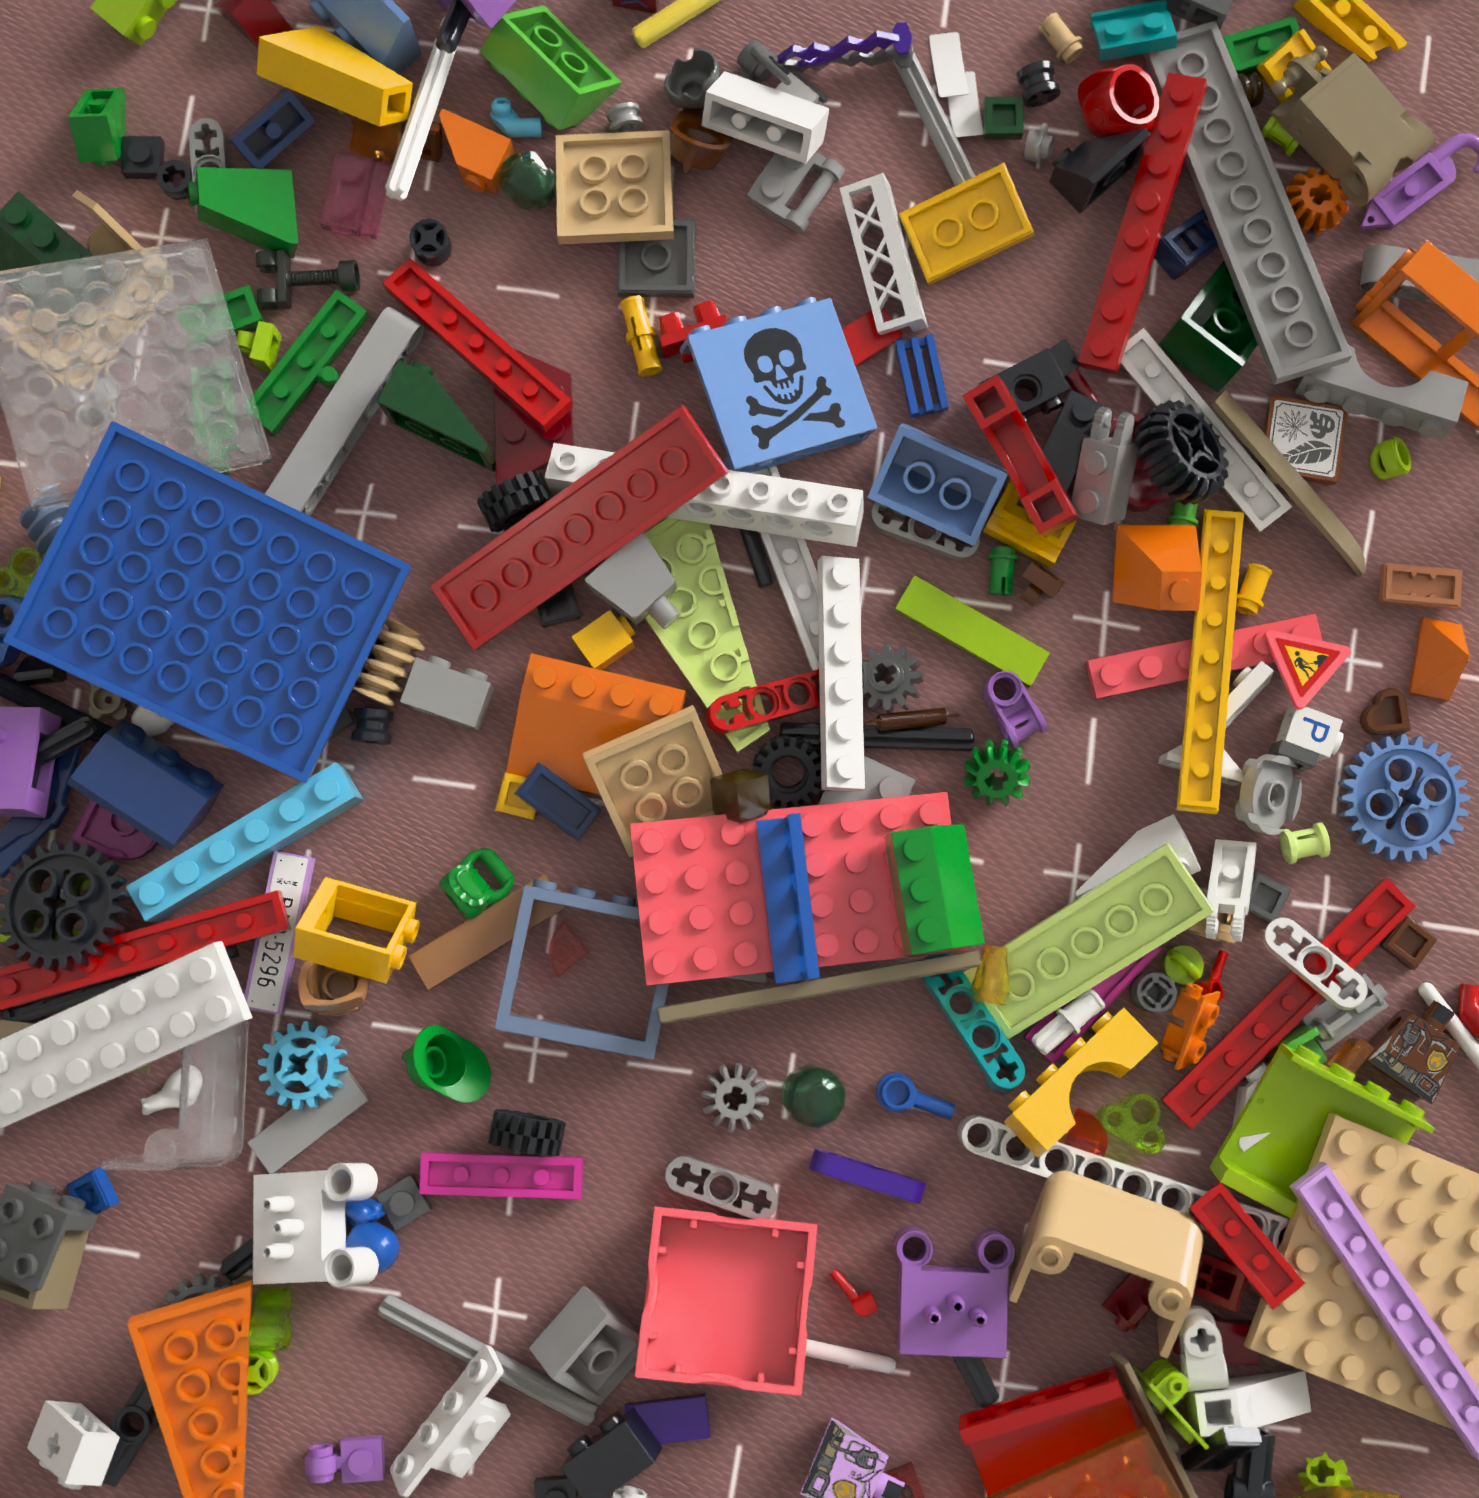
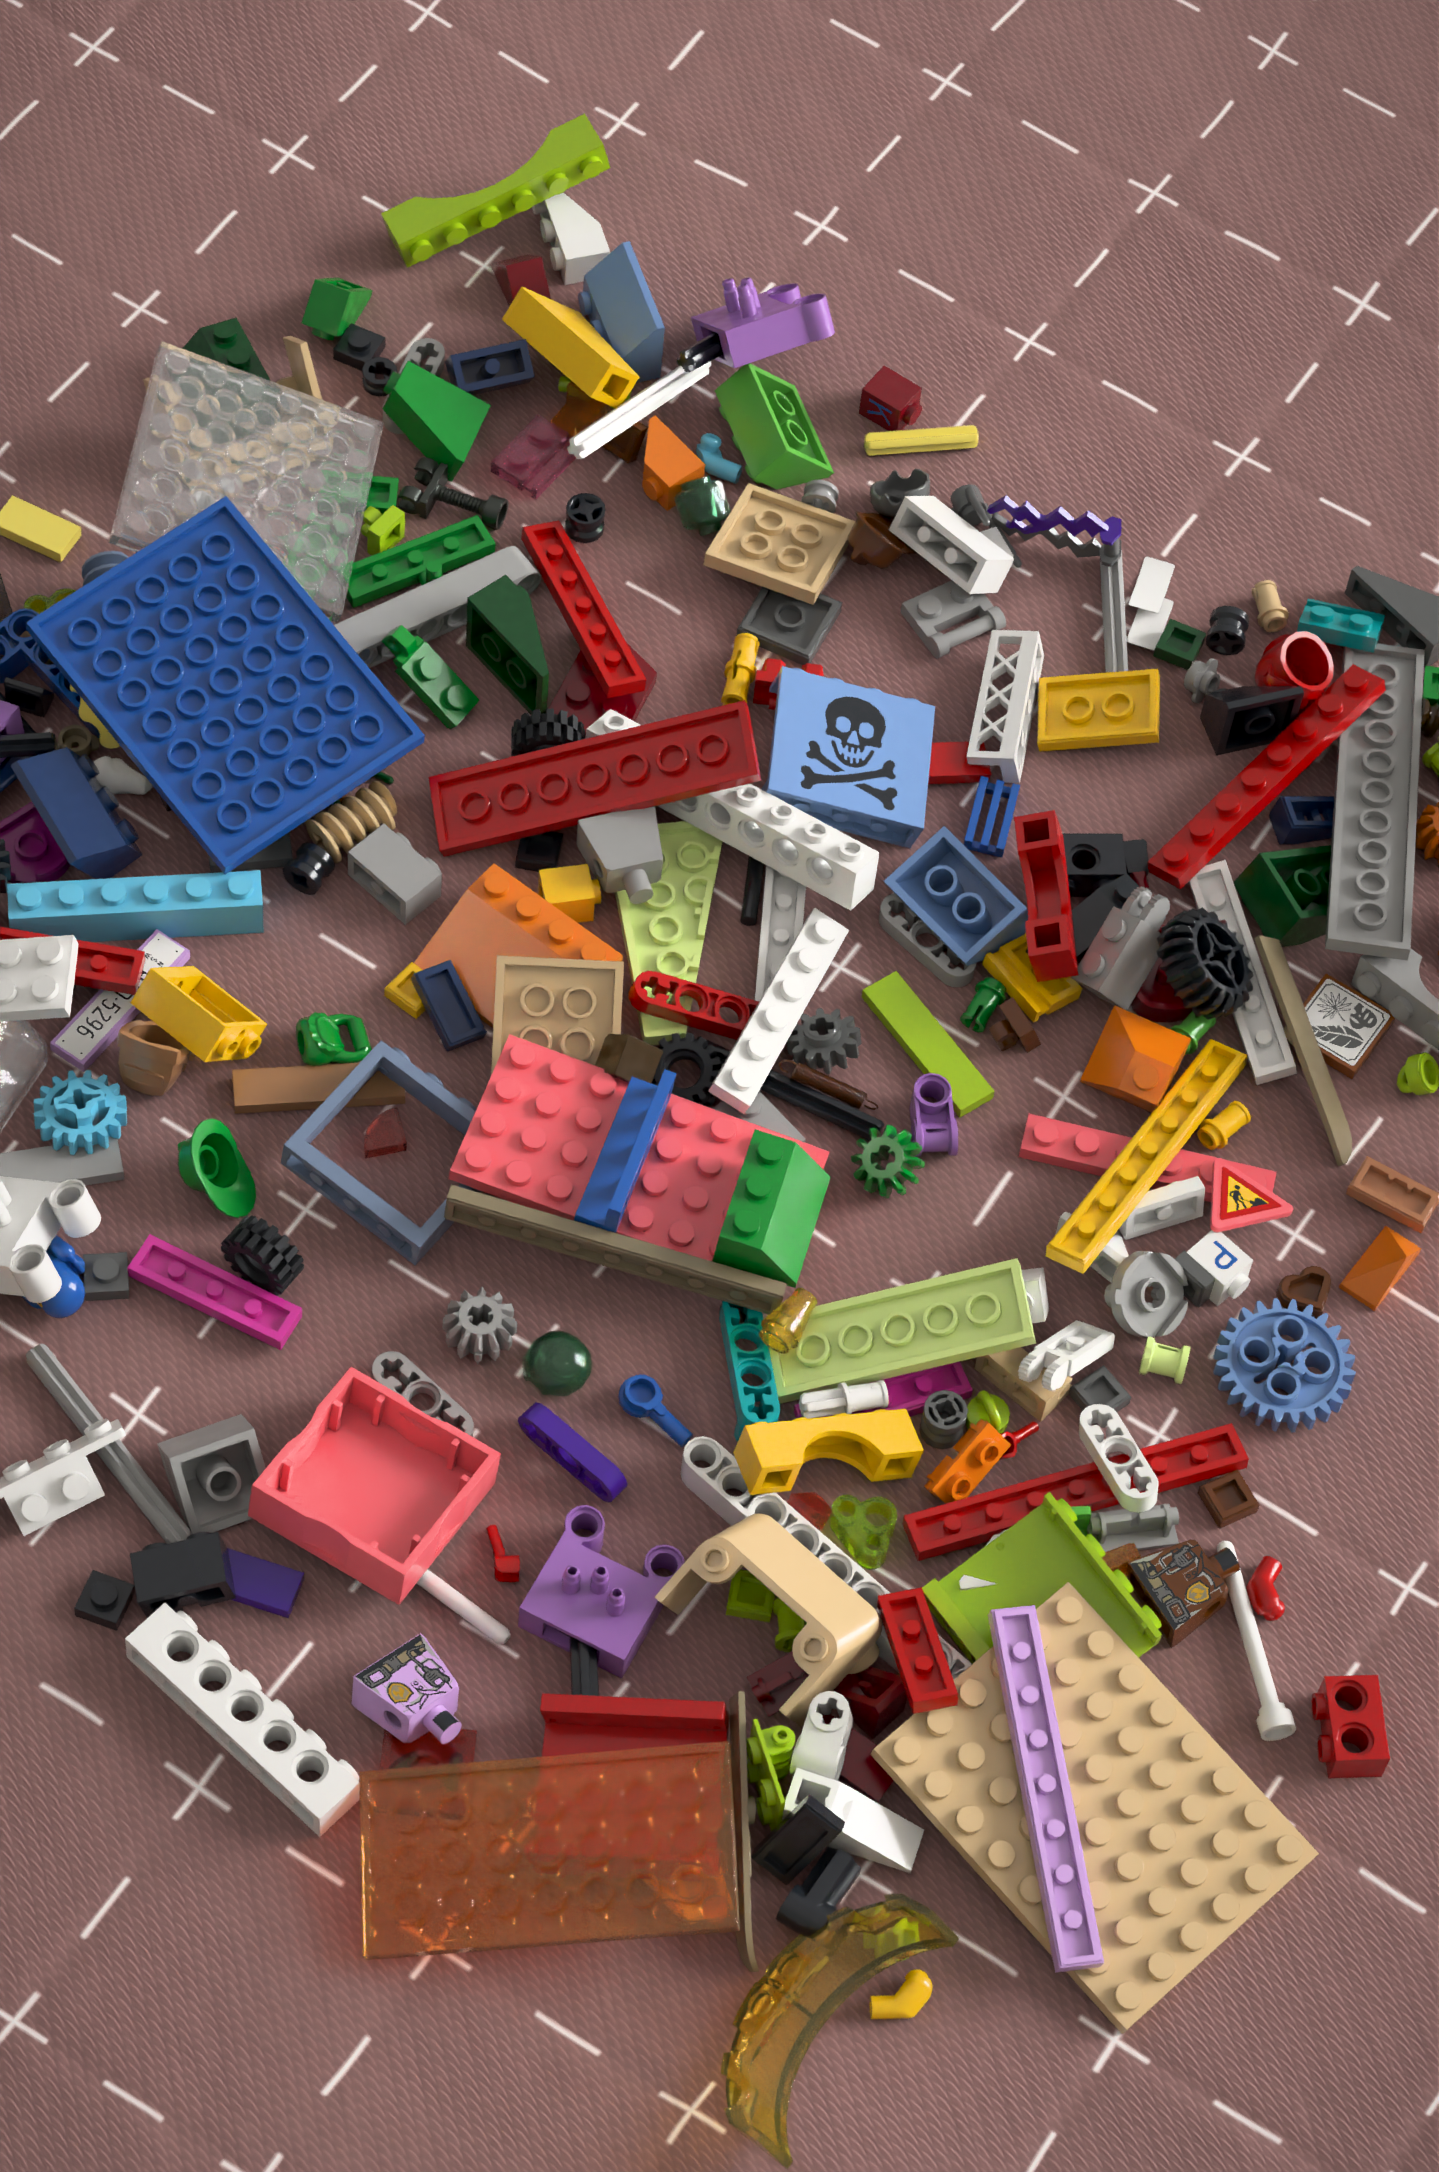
camera: 20 degrees right, 25 degrees down
(381, 484) = (430, 677): none -> green hinge

